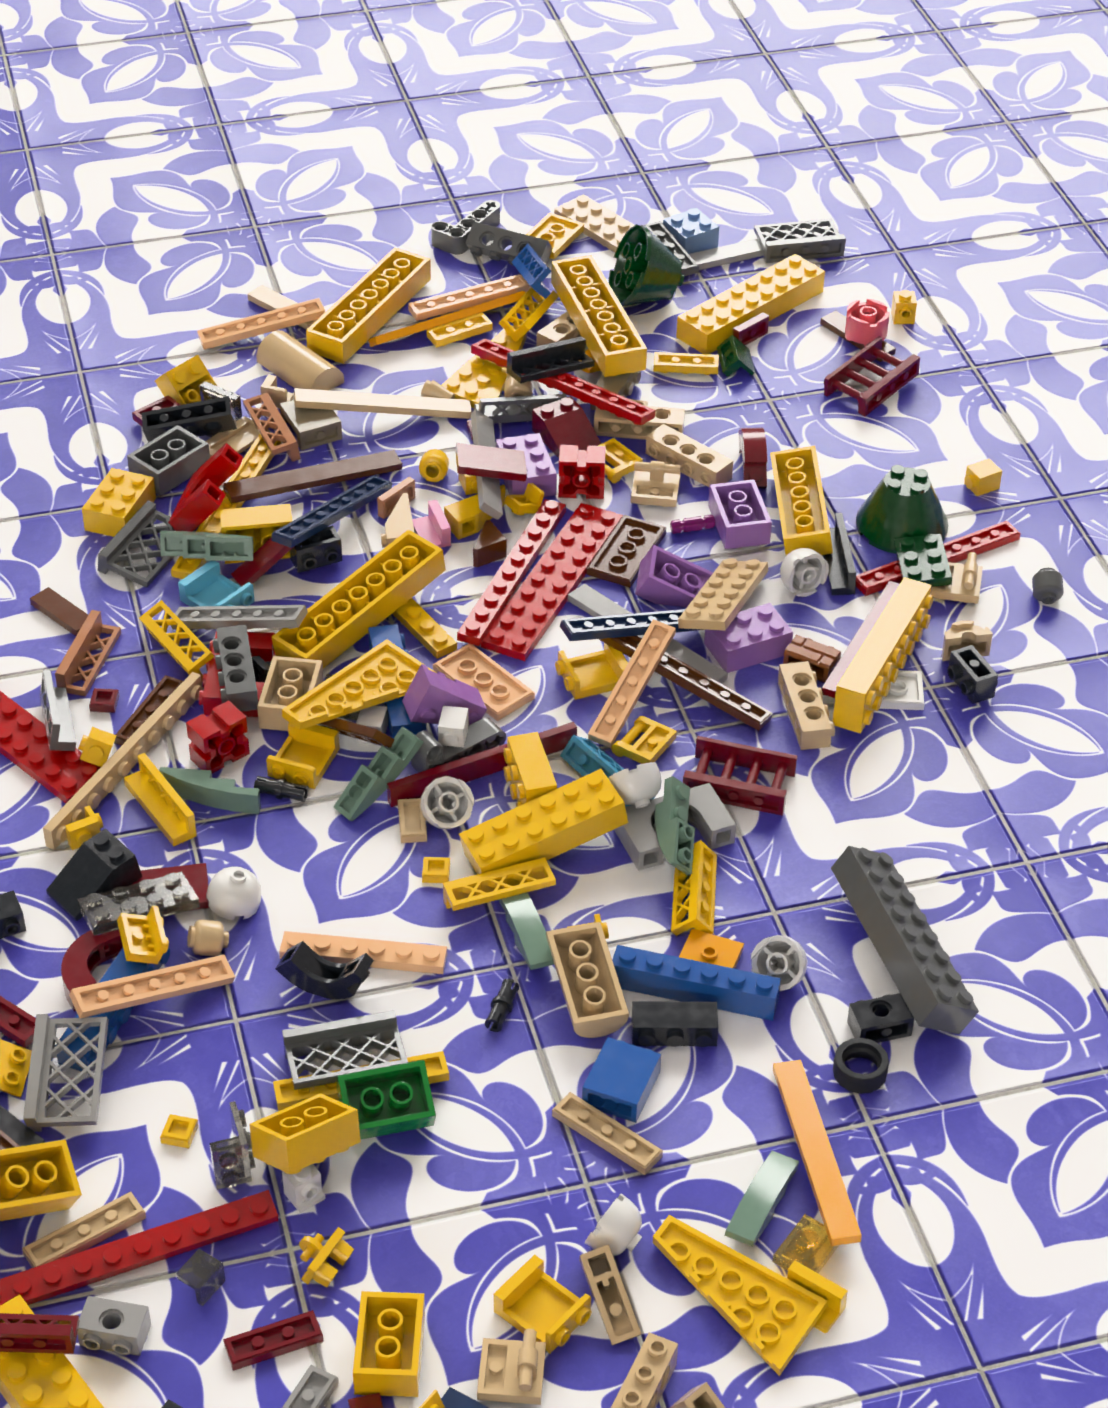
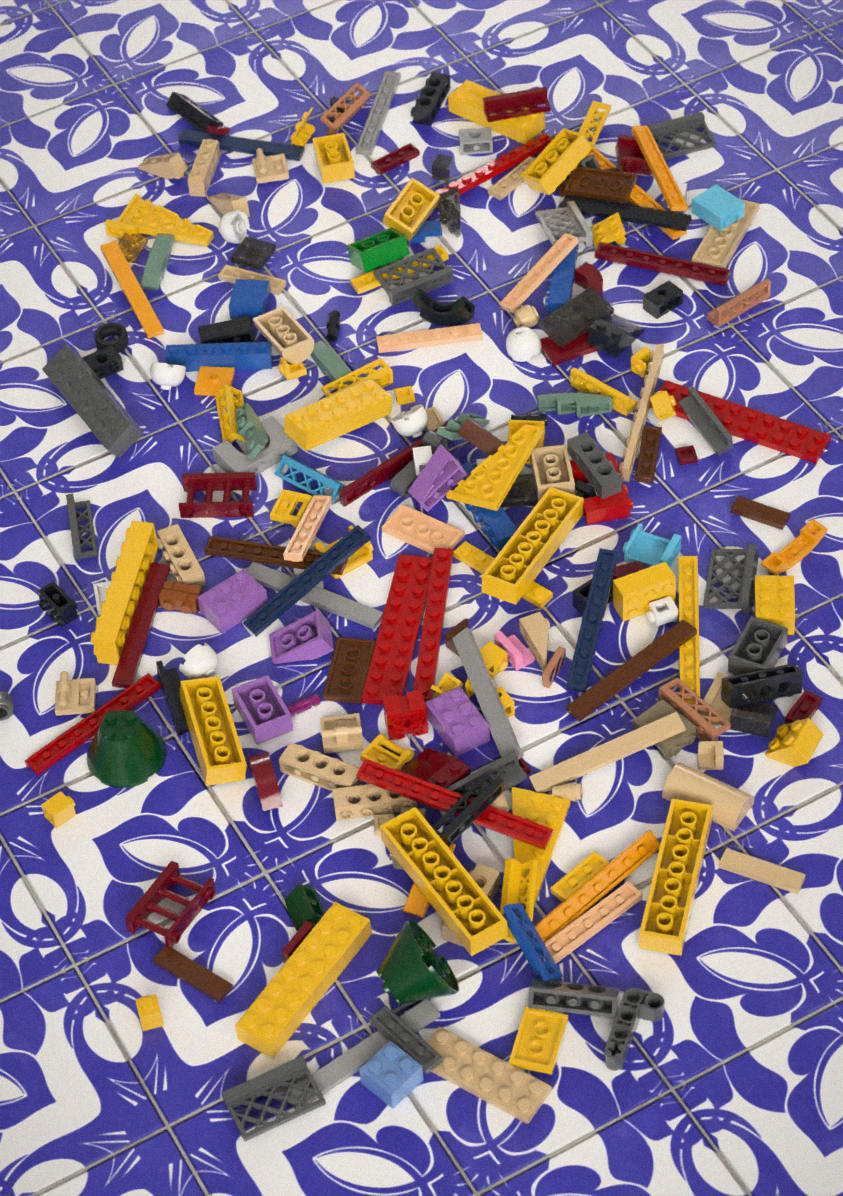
camera: 170 degrees right, 5 degrees up
(57, 561) = (799, 548): none -> light orange slope
(79, 654) = (722, 471): nougat fence -> none
(143, 936) = (559, 287): yellow bracket -> none
(172, 647) = (658, 494): yellow fence -> none
(179, 1131) = (490, 229): yellow tile -> none
(203, 492) = (708, 630): red arch -> none
(207, 545) = (680, 563): sand green slope -> none
(218, 737) = (587, 419): red brick -> none
(252, 616) = (618, 512): light grey plate -> none
(261, 323) = (766, 830): light nougat plate -> none
(319, 1269) = (383, 189): yellow hips -> none
(434, 465) = (536, 706): yellow head -> none
(490, 462) = (478, 675): tile -> none
(527, 768) = (357, 445): yellow brick -> none
(540, 1303) = (264, 197): yellow panel -> none
(592, 1178) = (253, 253): none -> clear smoke plate
(638, 784) = (284, 441): white cylinder -> none
(686, 363) = (351, 887): yellow plate -> none
(723, 595) = (257, 620): tan plate -> none
(866, 321) = (182, 959): coral brick -> none
(923, 559) = (101, 695): plate -> none
(943, 778) = (75, 526): none -> dark grey fence
(966, 634) = (65, 633): tan cylinder -> none

